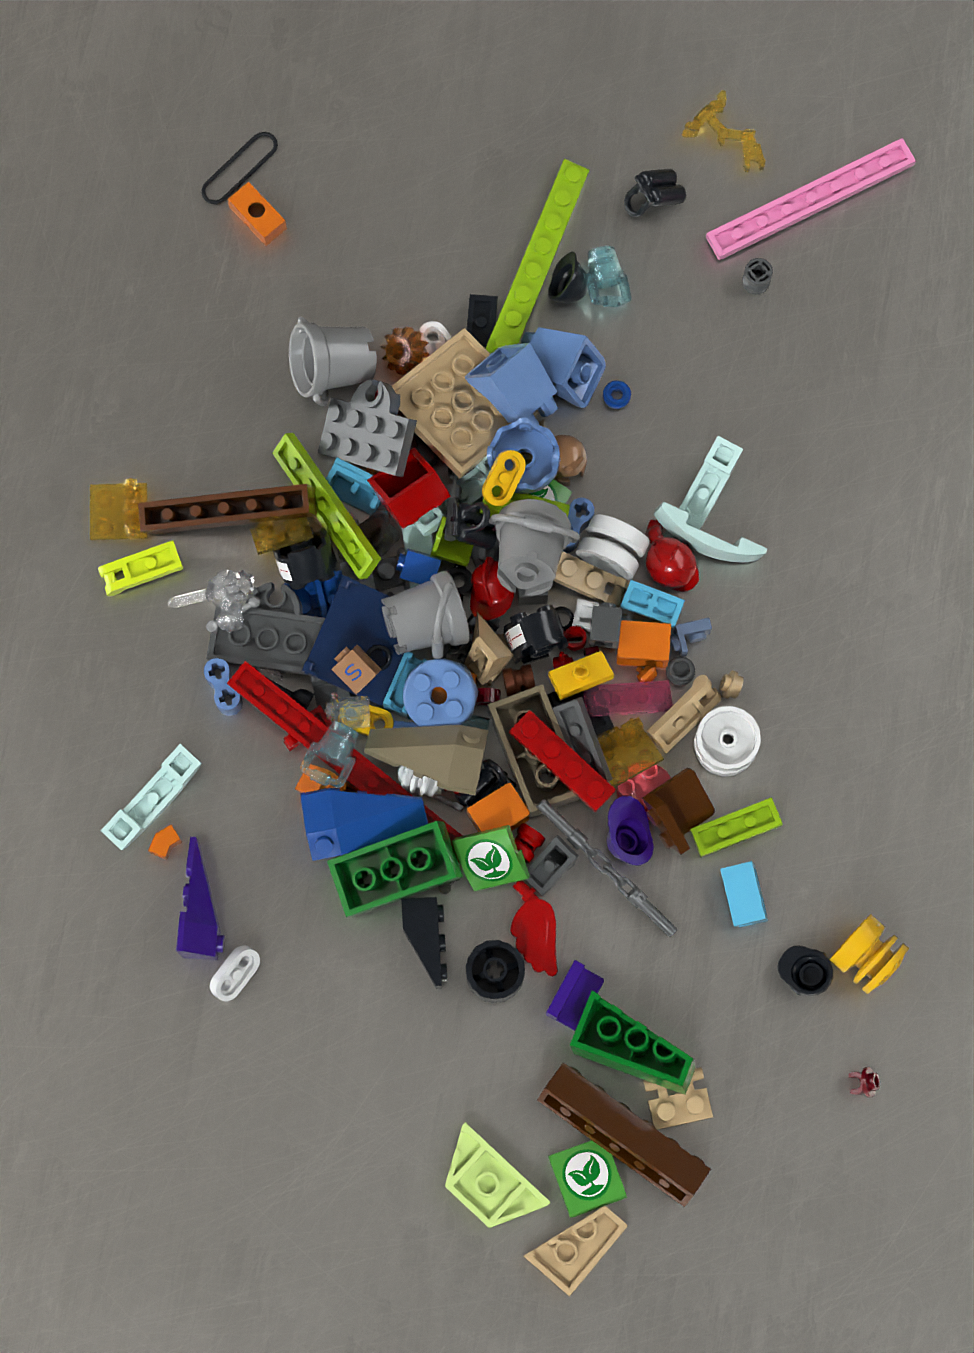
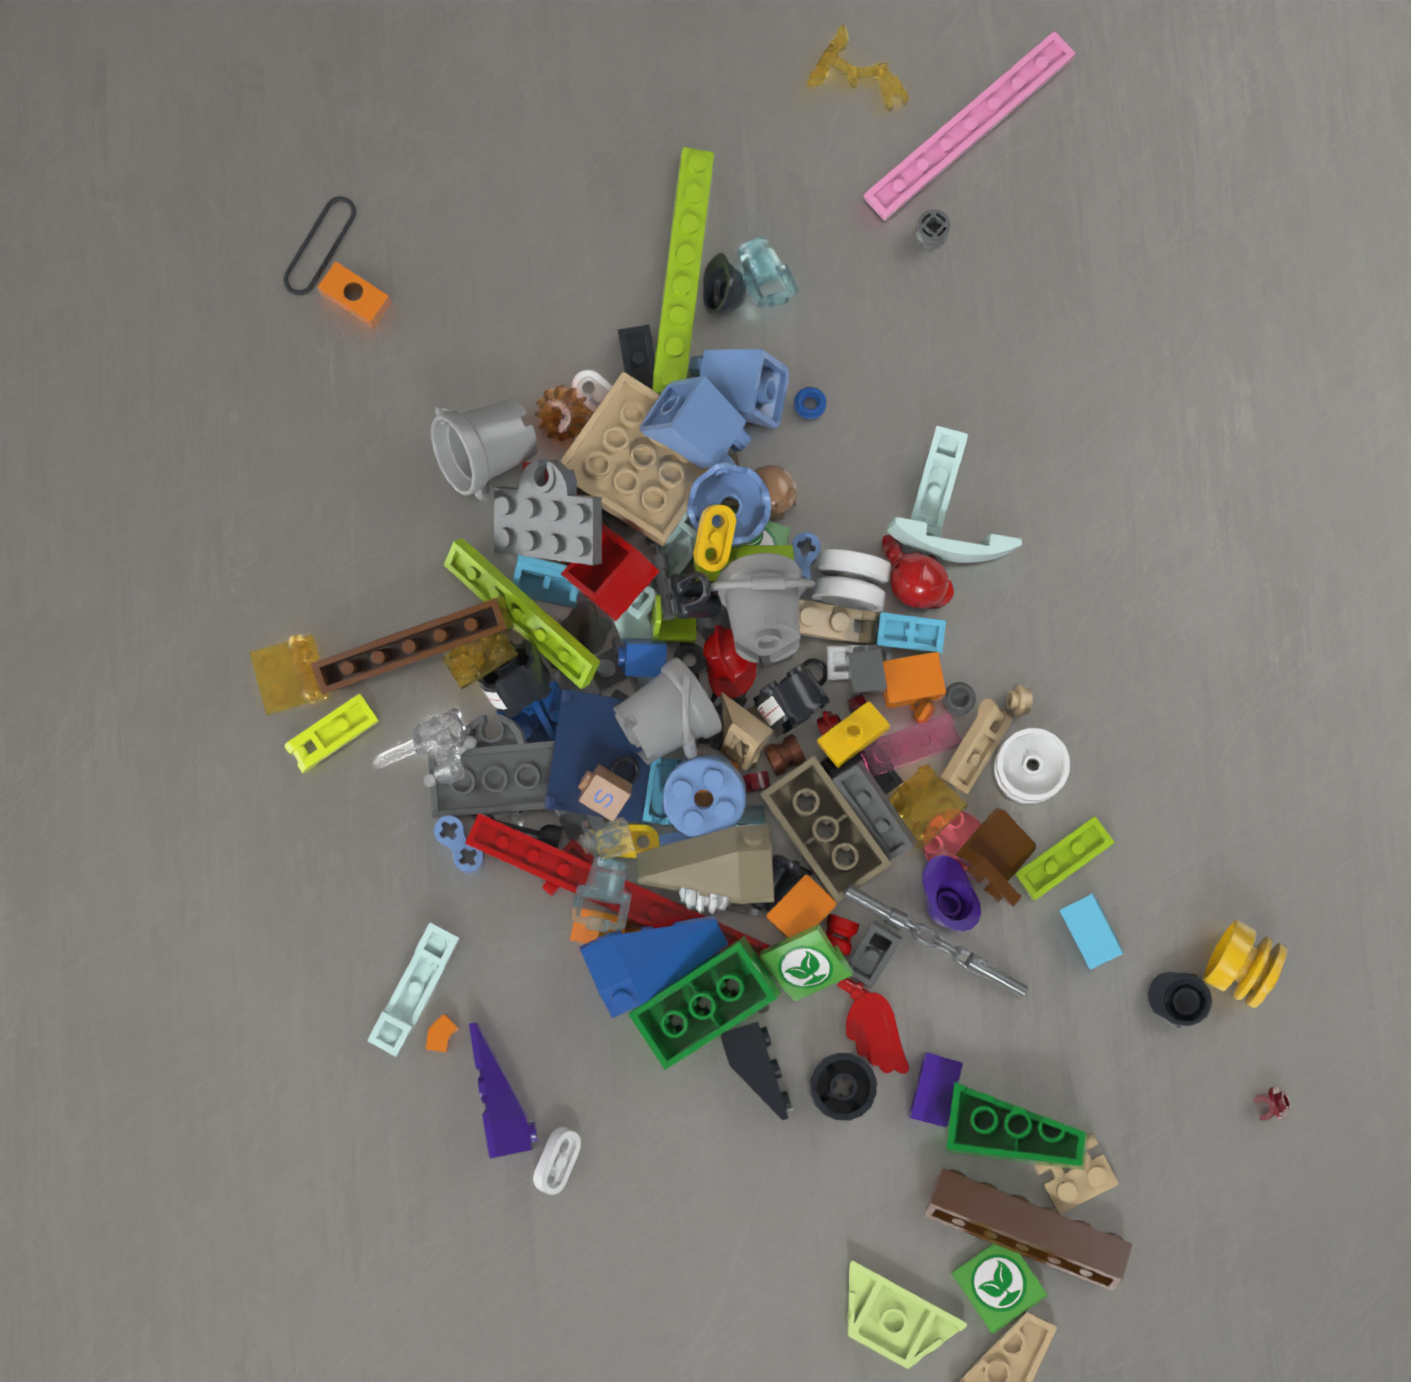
camera: 15 degrees left, 5 degrees up
(562, 761) = (858, 837): red plate -> none
(576, 633) = (833, 686): red hinge -> none
(658, 188) = (797, 156): black piece -> none
(693, 630) = (963, 651): sand blue bracket -> none

